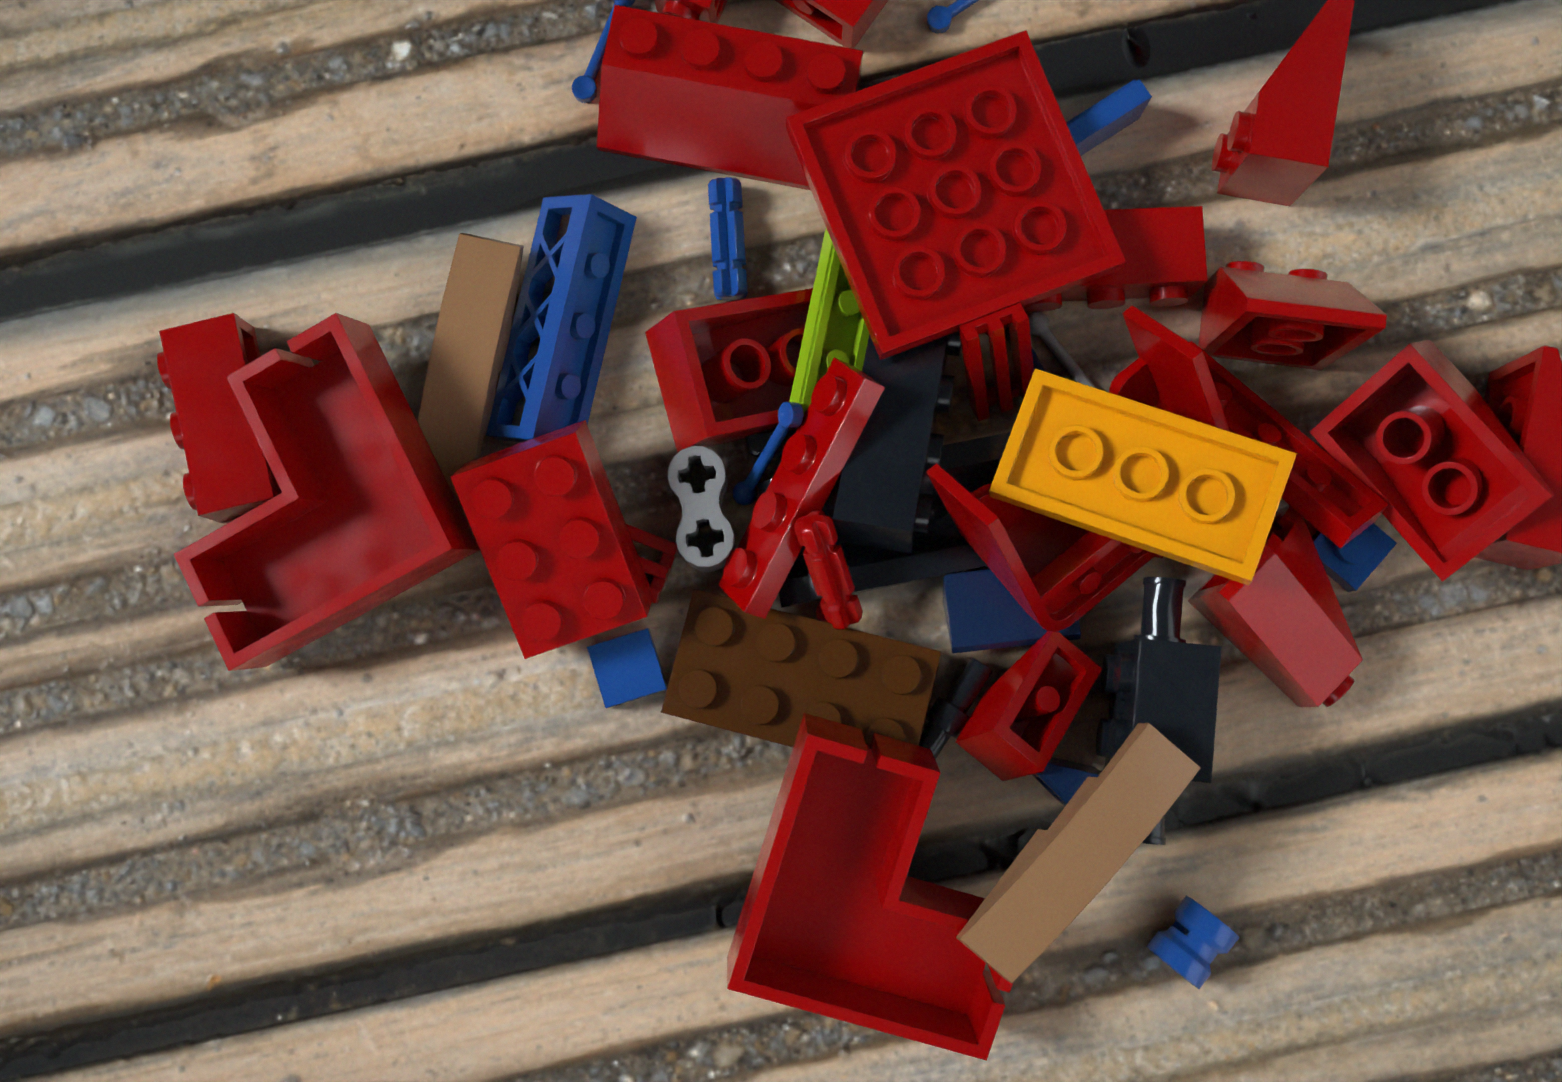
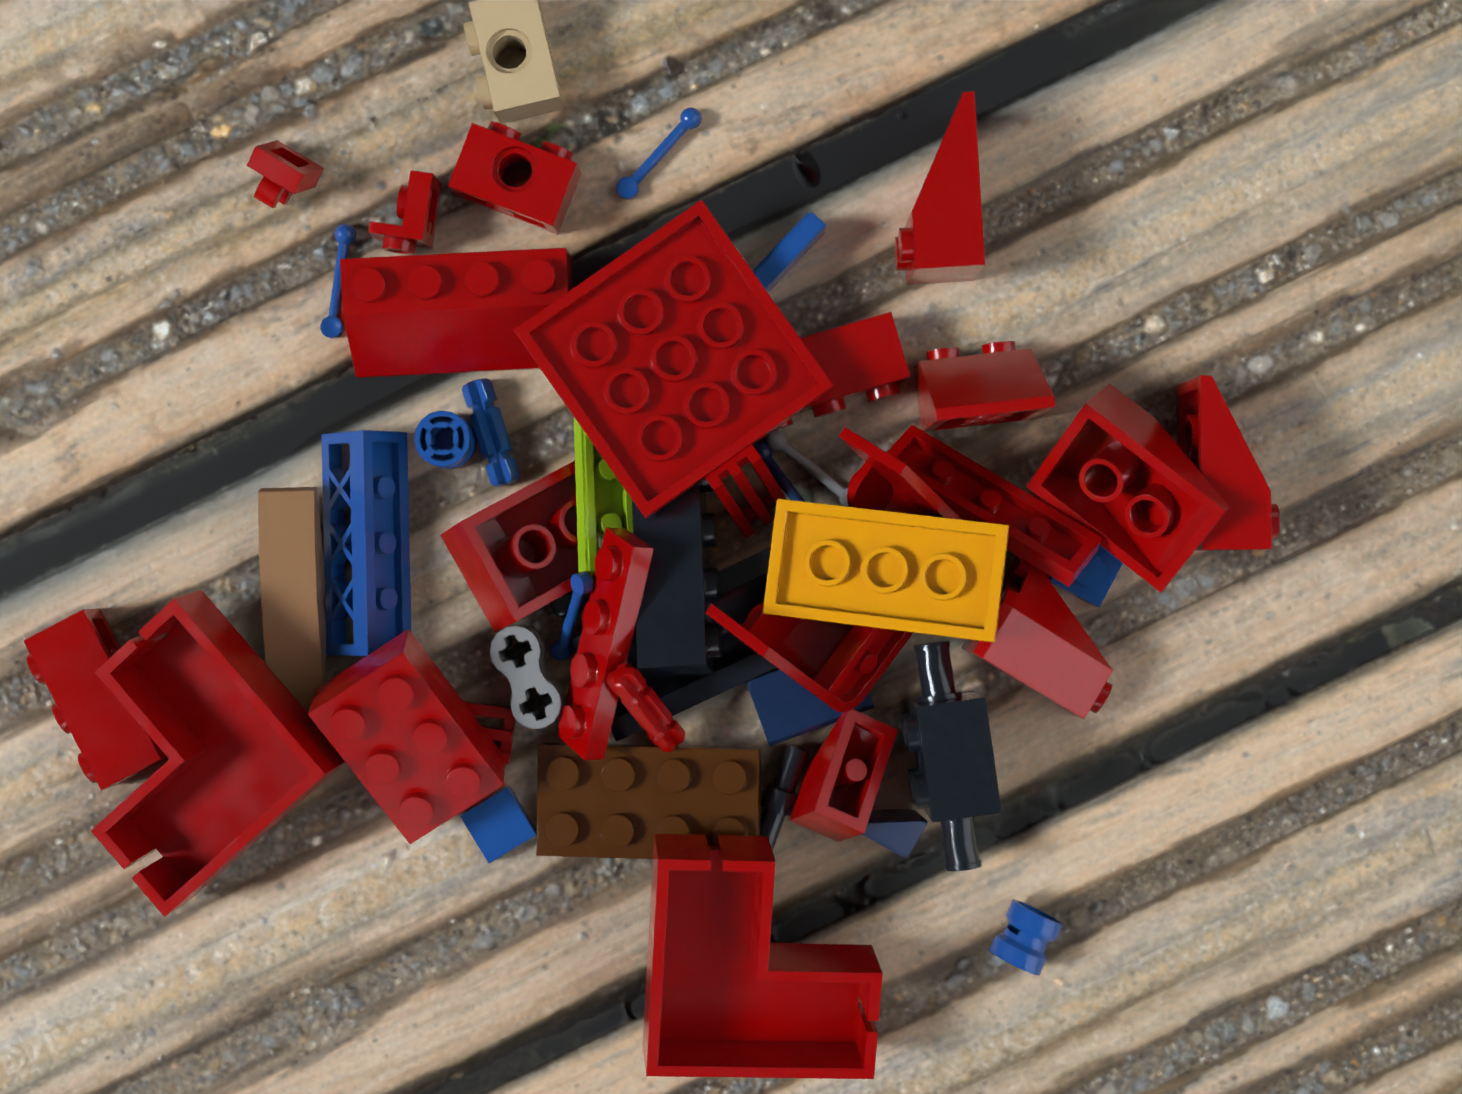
camera: 25 degrees left, 5 degrees up
(683, 244) = (454, 446): none -> blue wheel
(1078, 853) = (905, 897): medium nougat slope -> none

